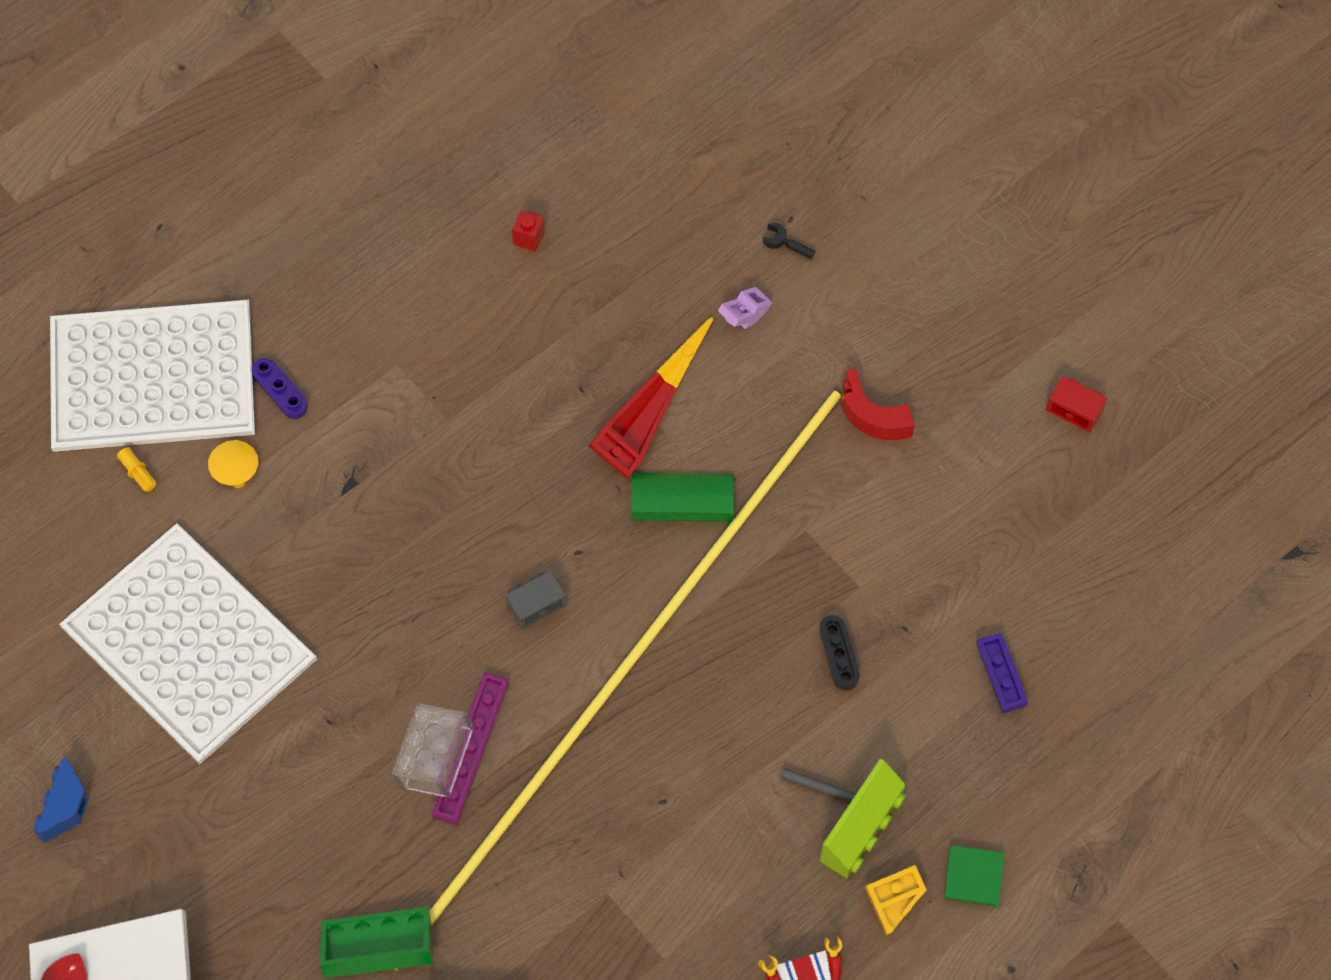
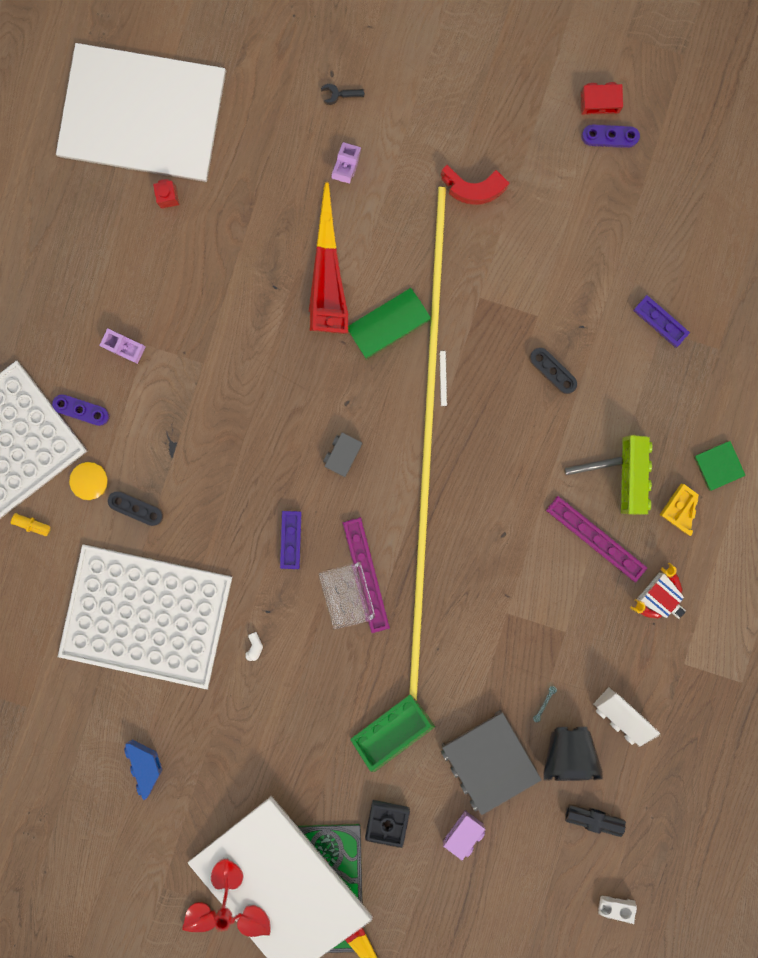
camera: 30 degrees left, 25 degrees up
(262, 511) = (128, 504): none -> black plate
(286, 750) = (256, 648): none -> white arm
(371, 347) = (122, 346): none -> lavender brick
(411, 656) = (290, 540): none -> dark purple plate
(559, 144) = (141, 112): none -> white tile
(706, 590) = (443, 378): none -> white sticker
(771, 872) = (596, 539): none -> magenta tile
(1071, 456) = (602, 138): none -> dark purple plate

